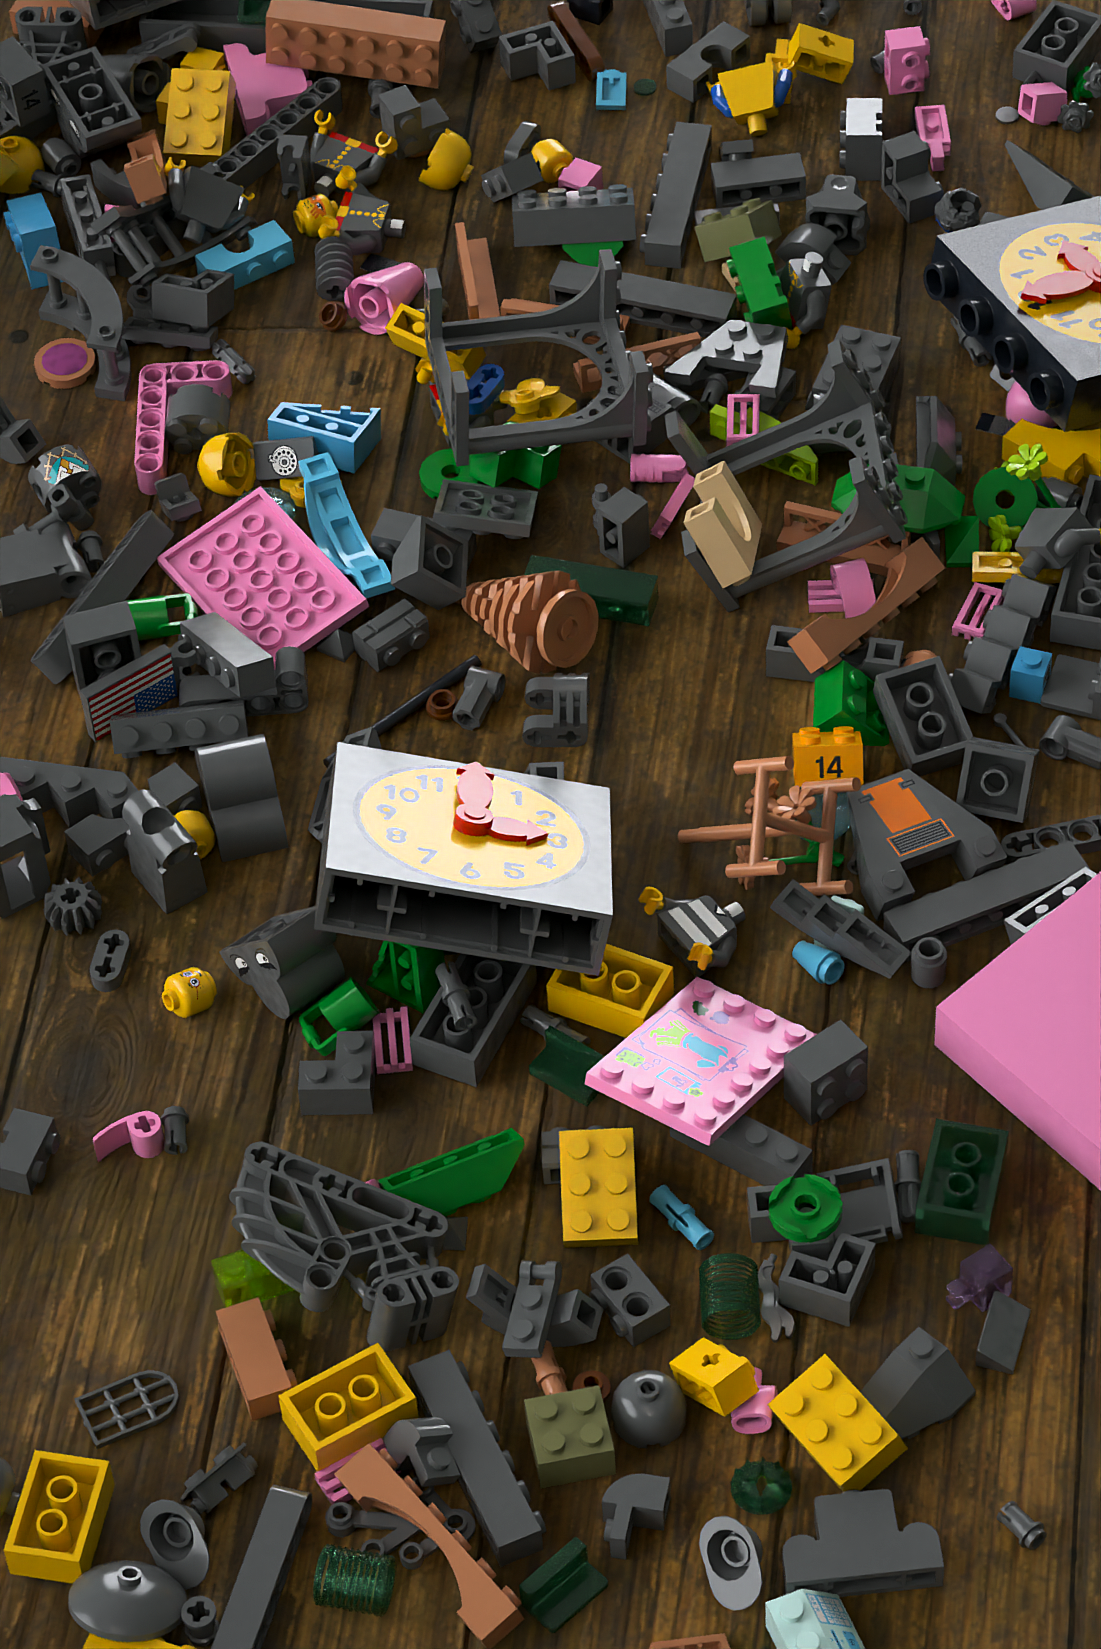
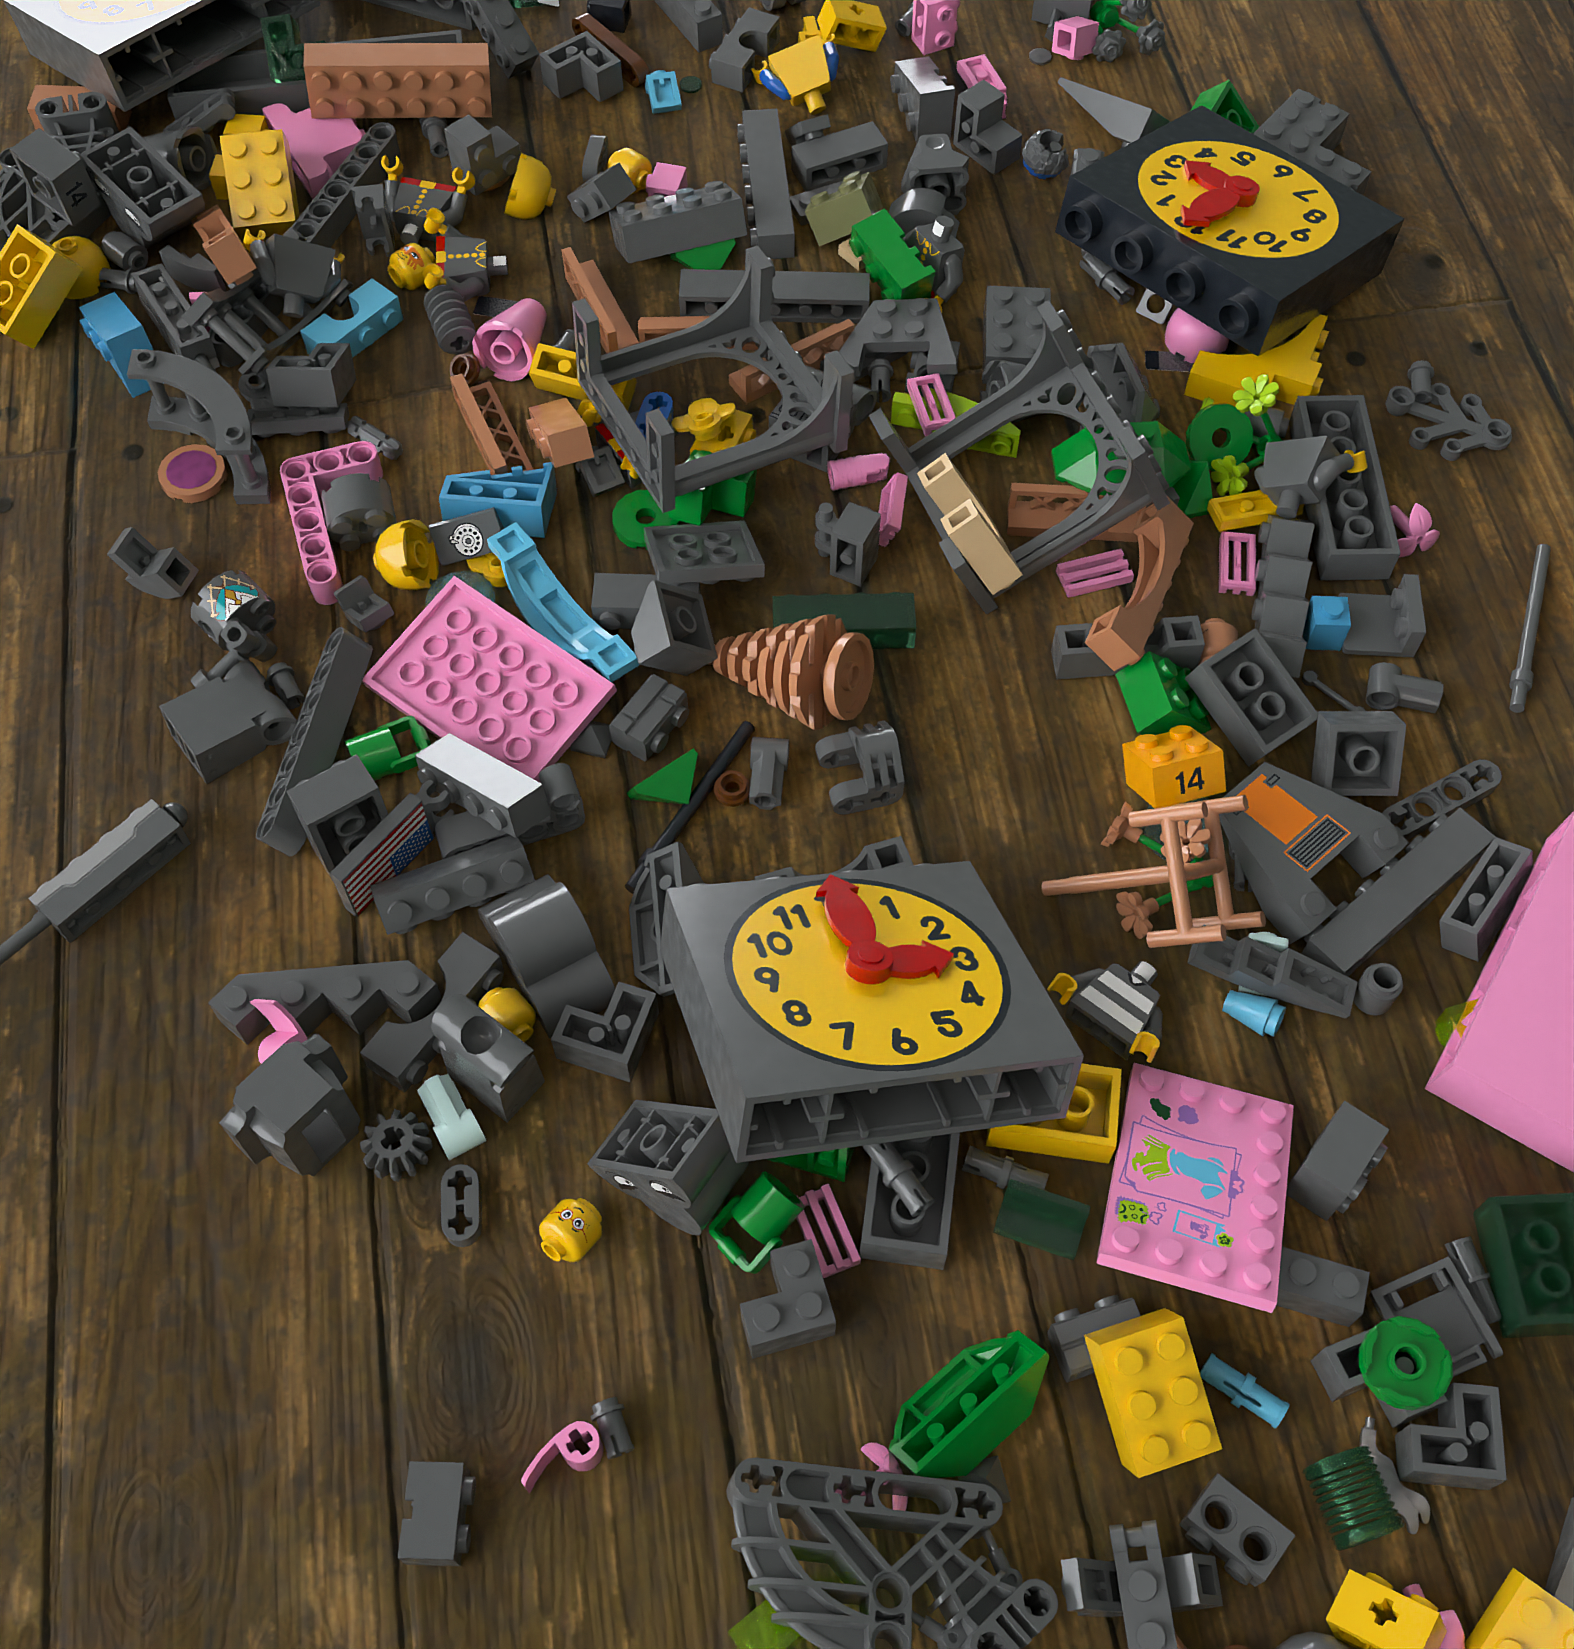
camera: 20 degrees left, 10 degrees up
(122, 900) = (453, 1123): none -> light aqua piece
(269, 866) = (612, 1041): none -> dark grey brick
(329, 364) = (484, 436): none -> nougat fence
(388, 688) = (670, 783): none -> green slope
(393, 384) = (559, 432): none -> nougat brick
(423, 425) = (601, 471): none -> dark grey bracket
(854, 585) = (1113, 558): bright pink panel -> none

